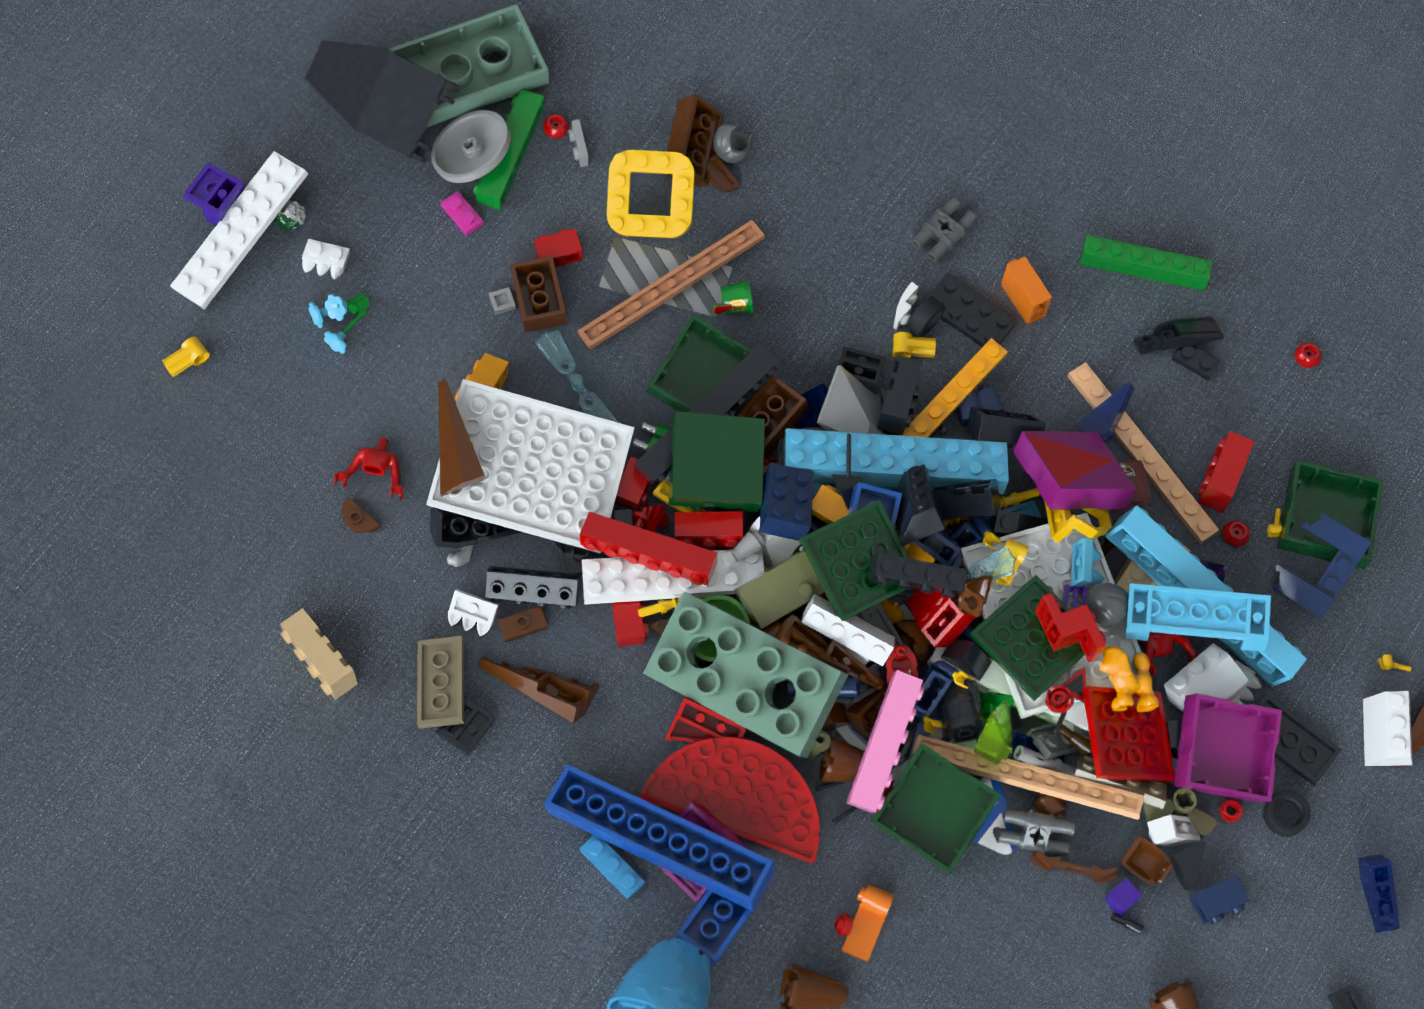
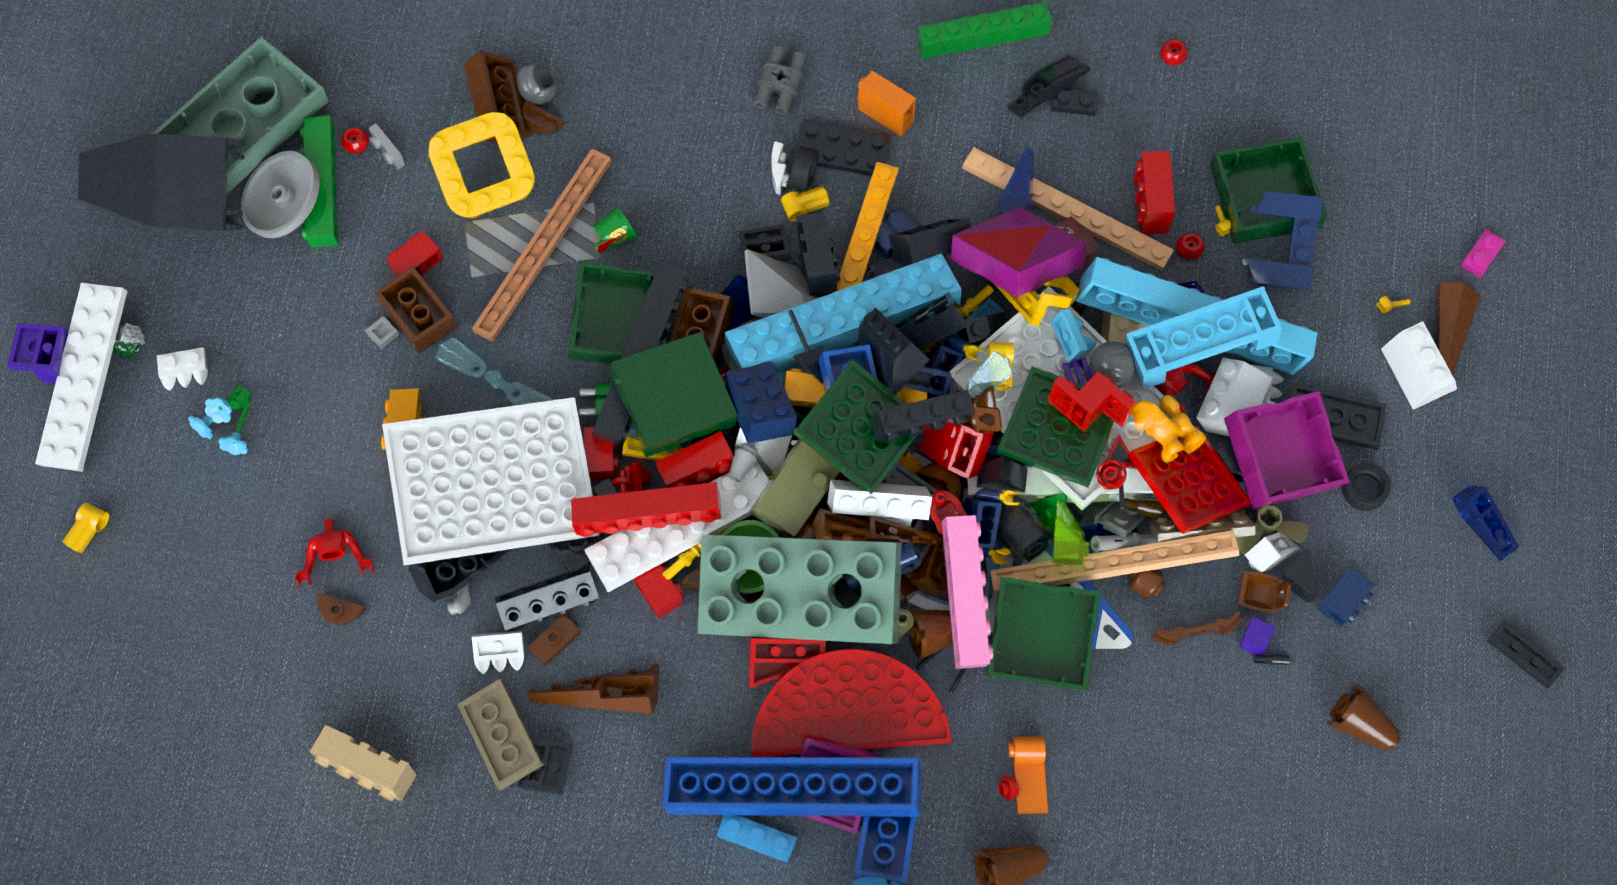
camera: 20 degrees left, 0 degrees up
(457, 456) = (413, 502): reddish brown wedge -> none
(462, 213) = (301, 264): dark pink plate -> none
(1031, 822) = (1139, 606): dark grey pin -> none
(1235, 806) = (1316, 502): red plate -> none

